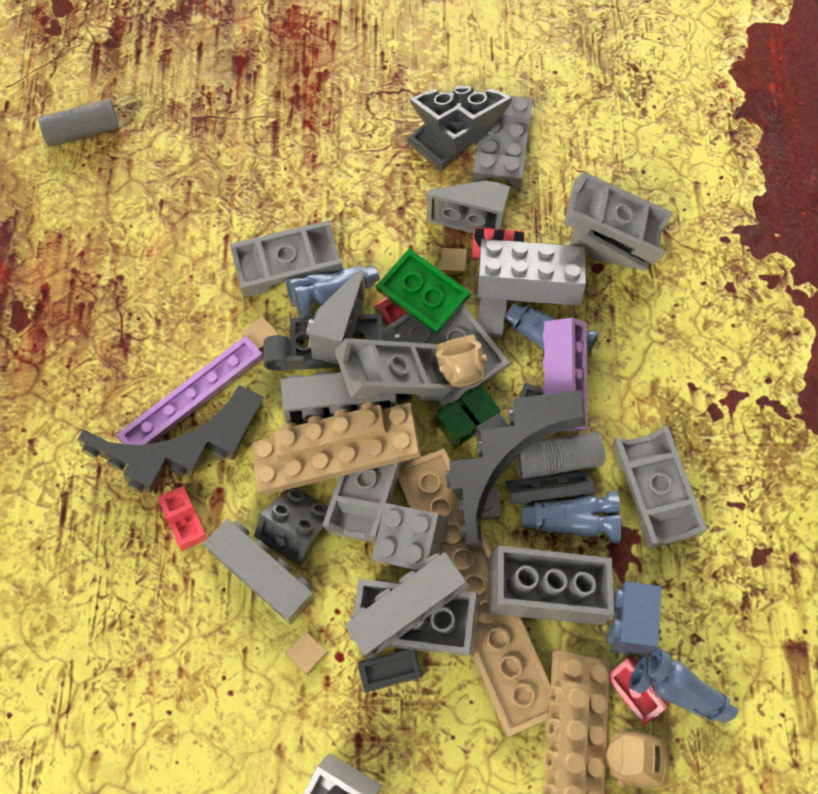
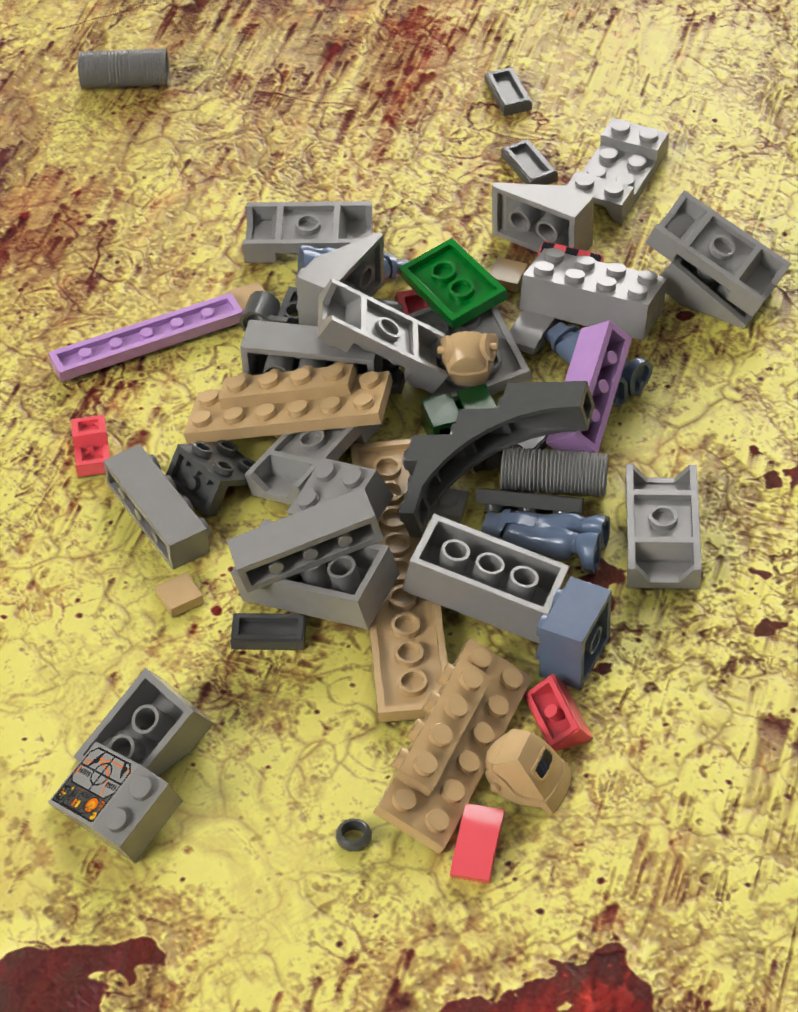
camera: 20 degrees right, 20 degrees down
(183, 454) = (117, 381): dark grey arch -> none
(392, 78) = (508, 91): none -> tile
(460, 115) = (572, 136): dark grey brick -> none
(681, 687) = (605, 708): sand blue piece -> none

